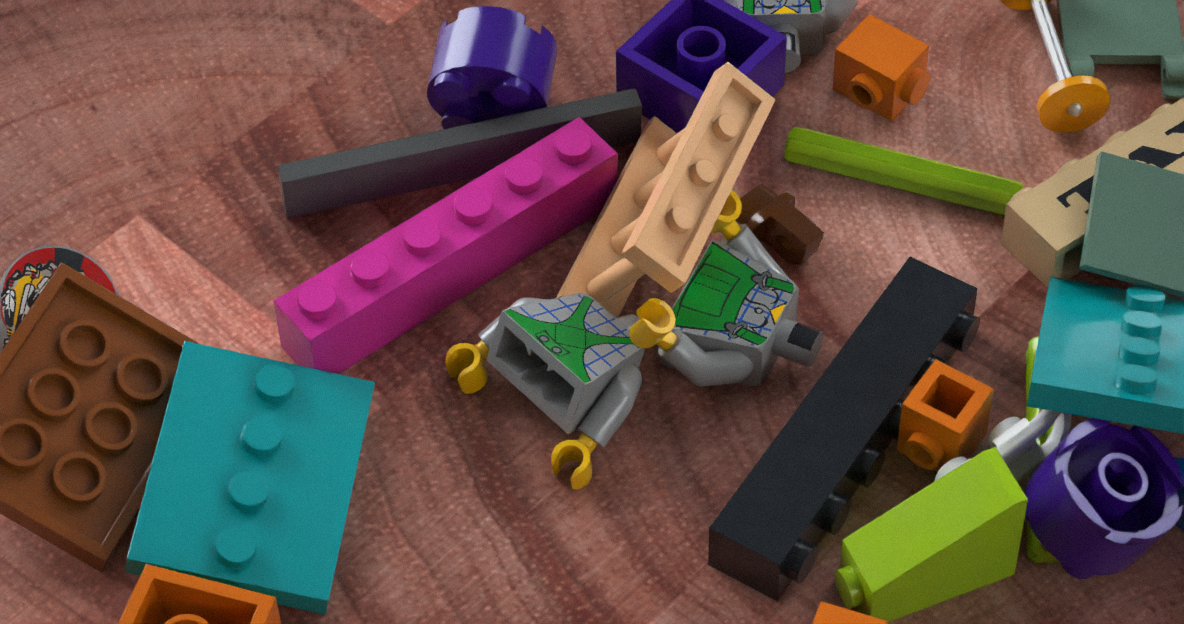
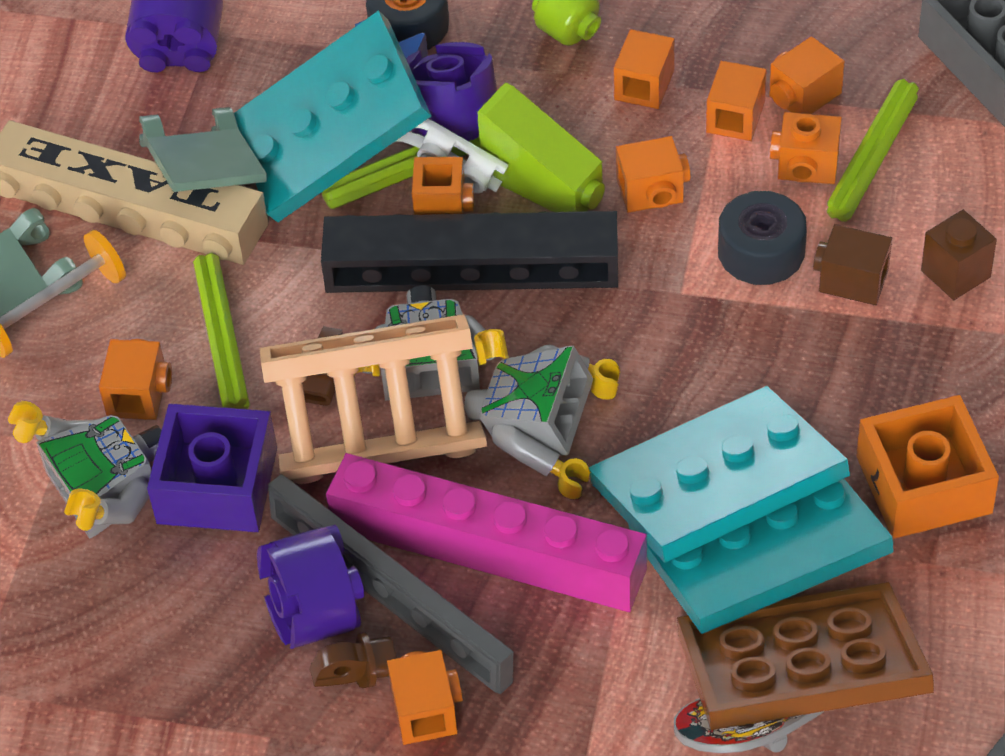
camera: 120 degrees left, 0 degrees up
(314, 118) = (424, 696): none -> orange brick
(353, 477) = (718, 473): none -> plate
(398, 108) = (351, 662): none -> reddish brown piece

